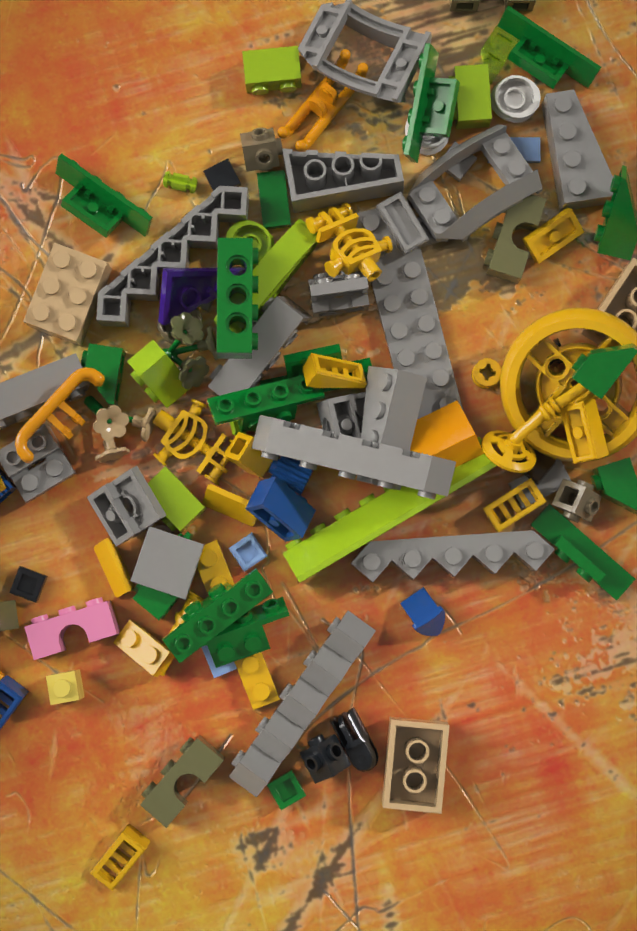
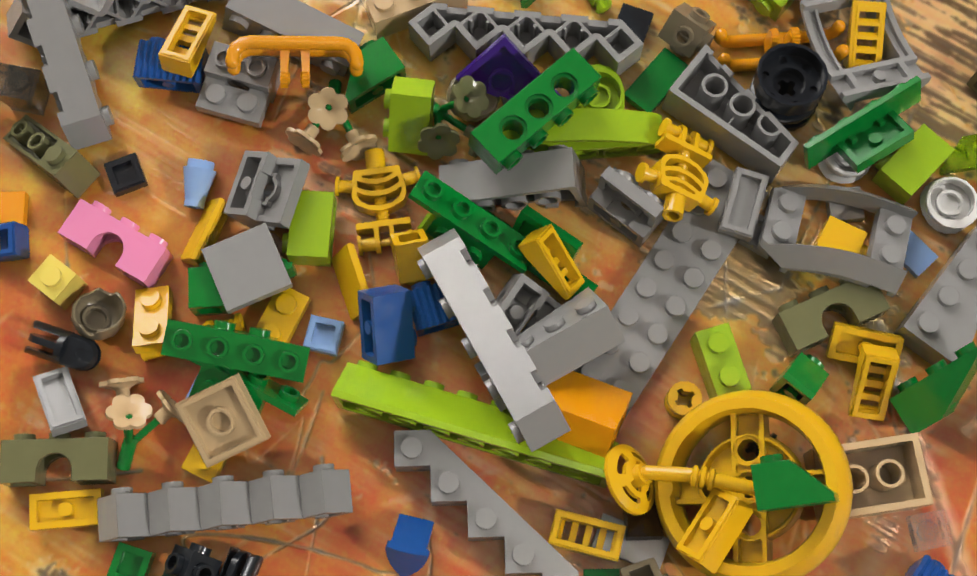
camera: 45 degrees right, 10 degrees down
(76, 543) = (197, 182): none -> light blue cone
(110, 678) = (99, 314): none -> dark tan hair
(116, 716) = (68, 350): none -> black arm
(145, 748) = (60, 401): none -> light grey tile
(198, 711) = (131, 412): none -> tan plant
(216, 801) = (64, 509): none -> yellow plate
(252, 660) = (222, 420): none -> tan tile
(351, 111) = (790, 83): none -> black wheel
(381, 48) = (853, 34): none -> yellow slope
(477, 187) = (841, 236): none -> yellow brick
(486, 331) = (719, 360): none -> lime brick
(539, 293) = (801, 378): none -> green slope
(567, 238) = (874, 360): none -> yellow slope

